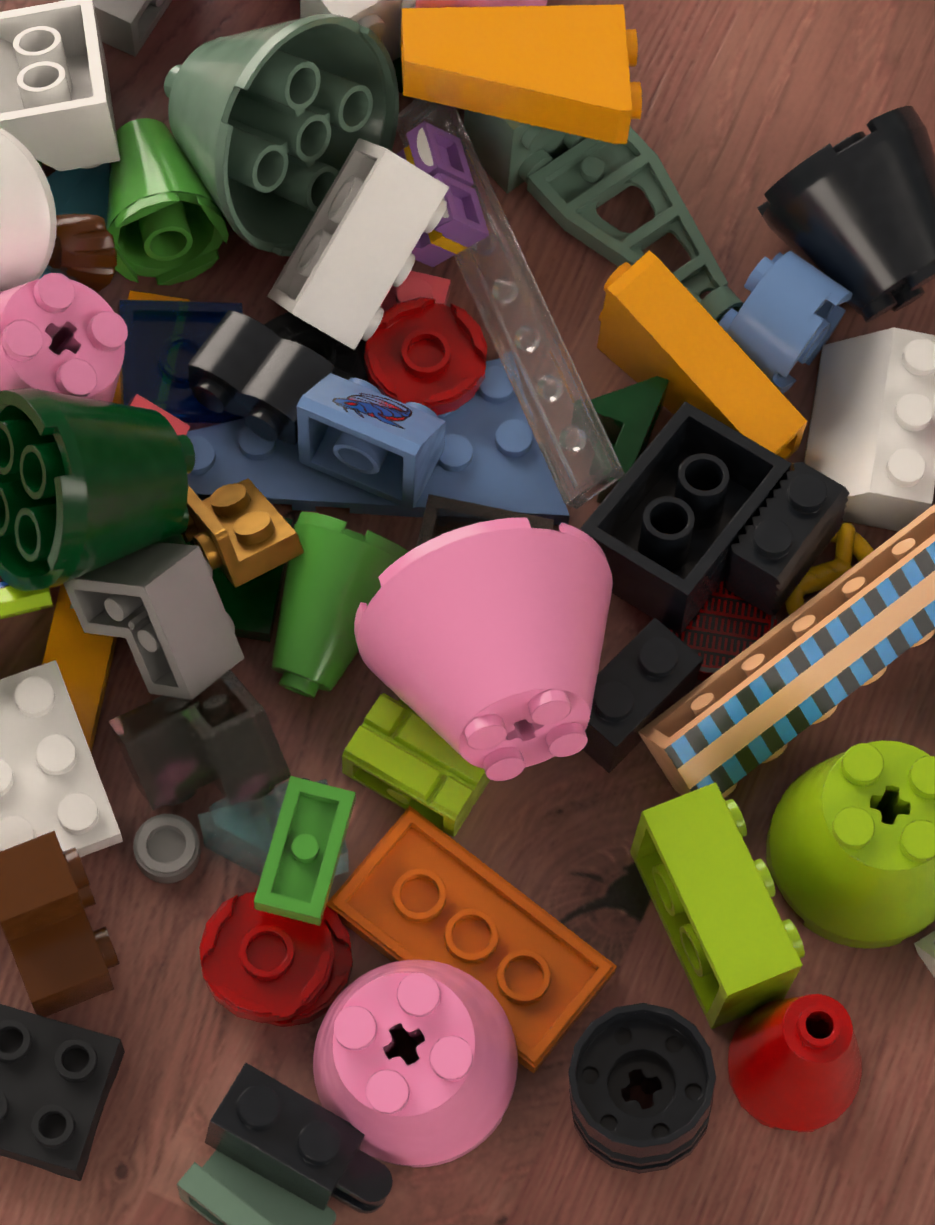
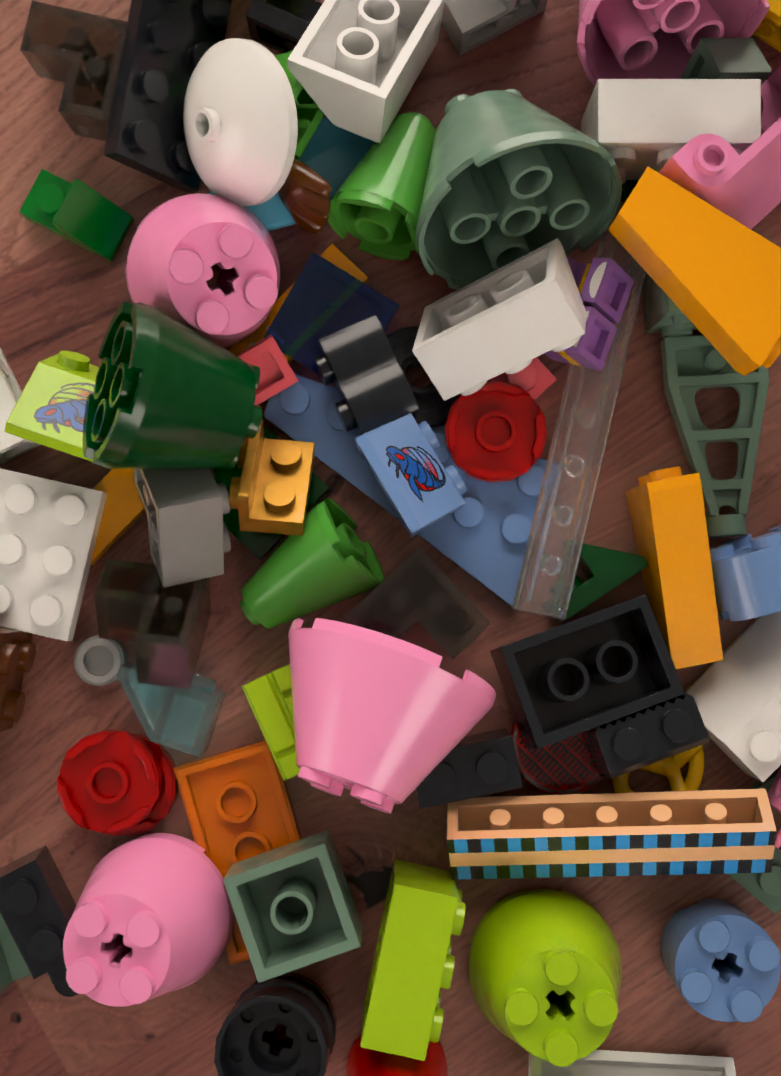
camera: 40 degrees right, 20 degrees up
(305, 850) = (164, 746): bright green plate -> none
(556, 926) = (293, 906): none -> sand green brick

